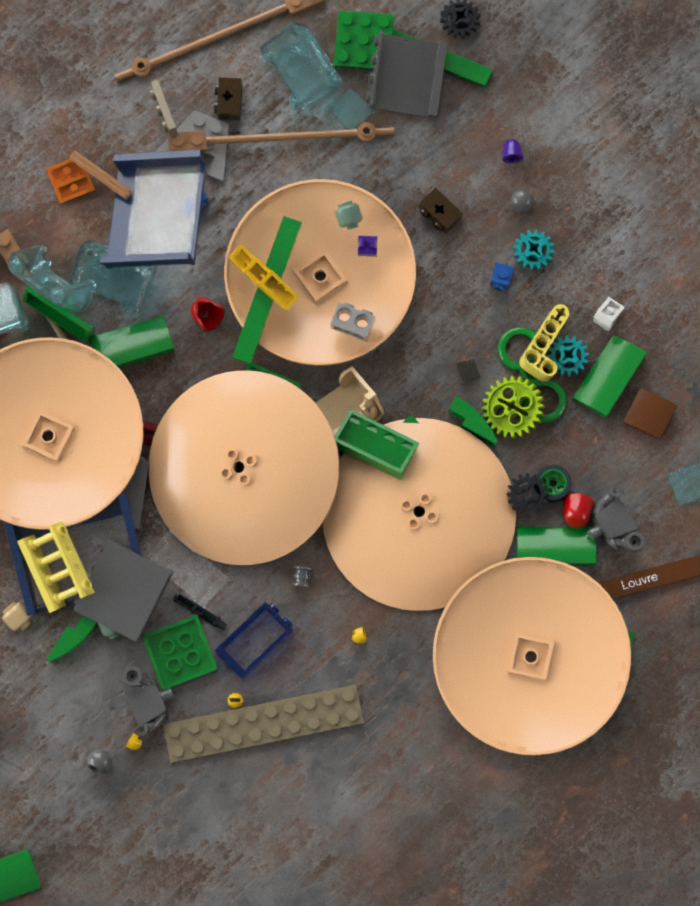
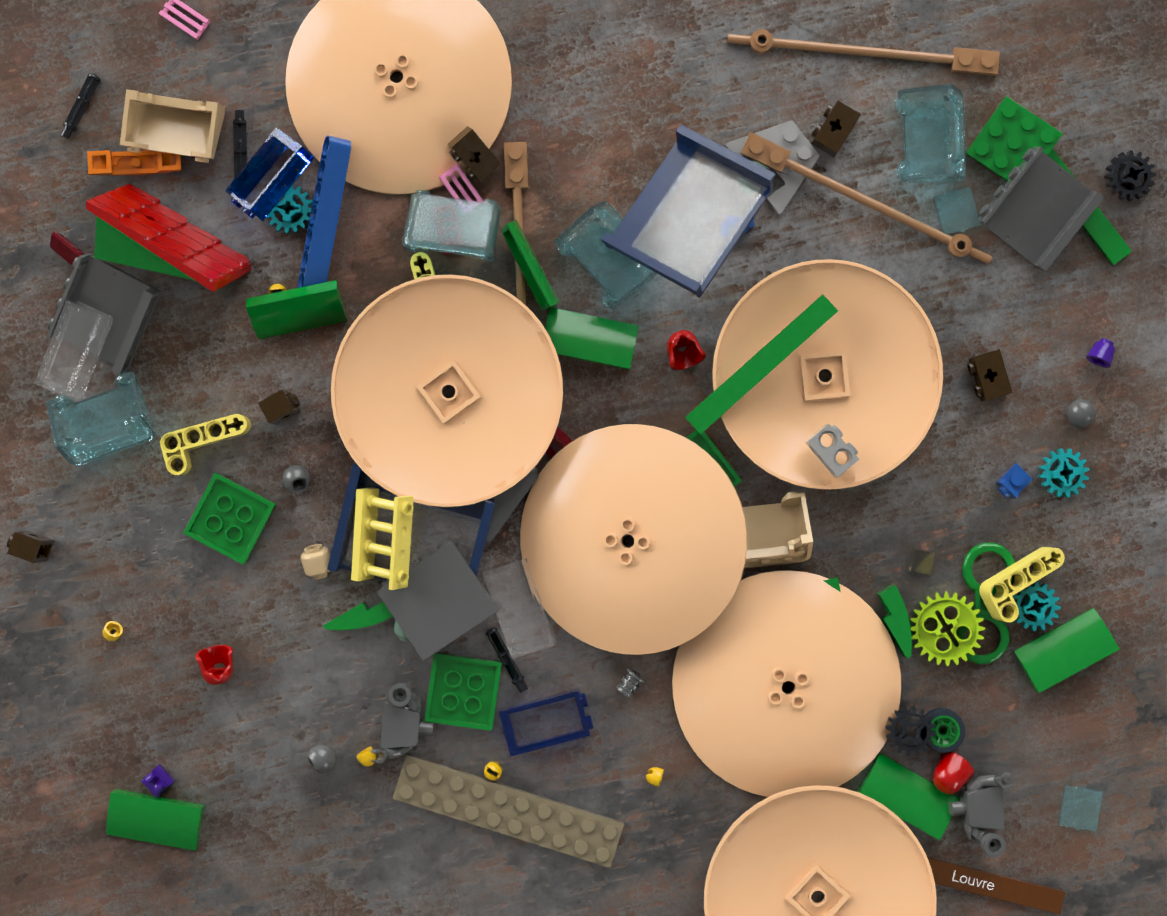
camera: 30 degrees right, 10 degrees up
(33, 269) = (527, 206): clear light blue windscreen -> none
(69, 180) = (620, 123): orange slope -> none
(101, 175) = (654, 138): medium nougat axle -> none
(162, 109) = (759, 104): dark tan wing -> none
(263, 277) = (764, 350): yellow slope -> none
(348, 215) = (892, 332): sand green head -> none
(367, 246) = (893, 375): dark purple tile -> none
(375, 444) = (783, 593): green slope -> none
(608, 313) = (1102, 584): white slope -> none
(650, 414) = (1084, 714): reddish brown slope -> none

